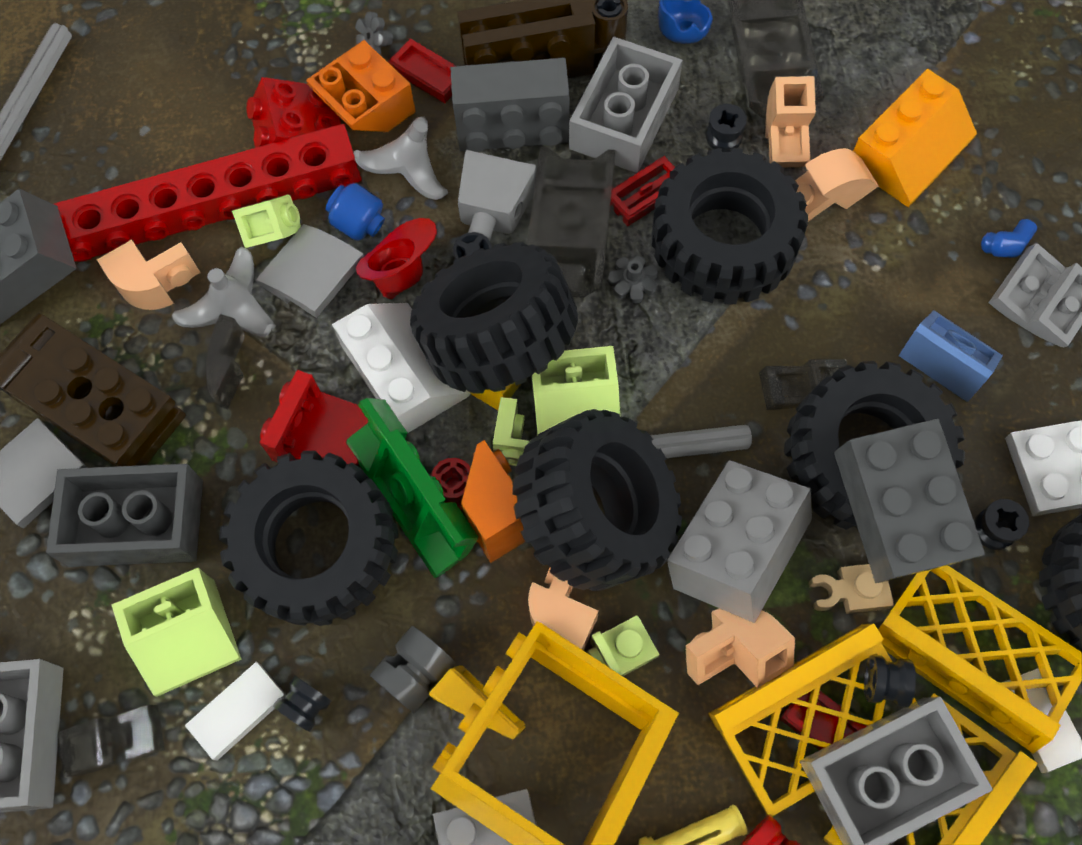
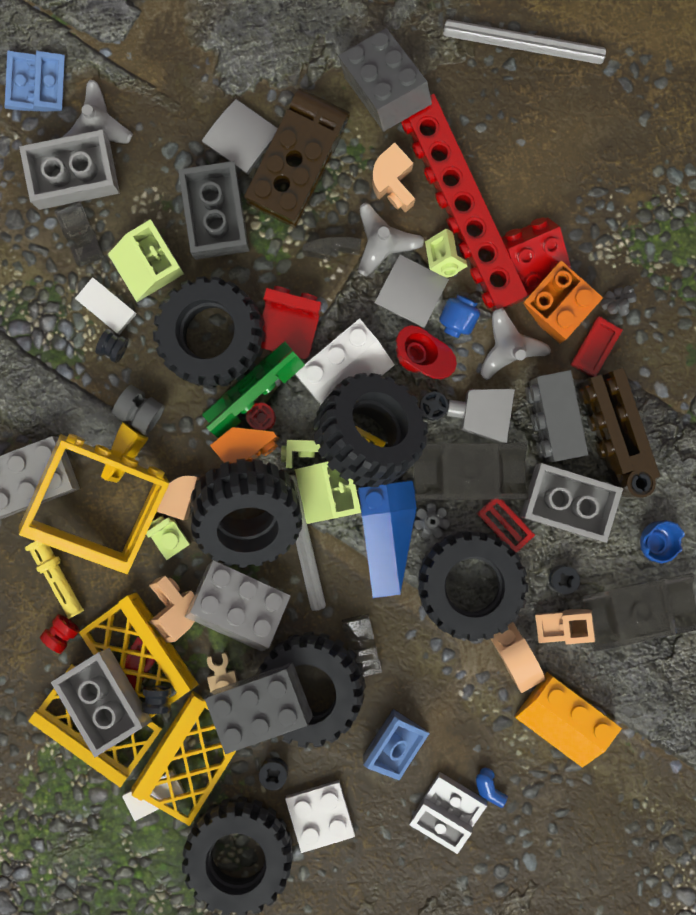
camera: 80 degrees right, 20 degrees up
(652, 335) = (388, 526): none -> blue wedge

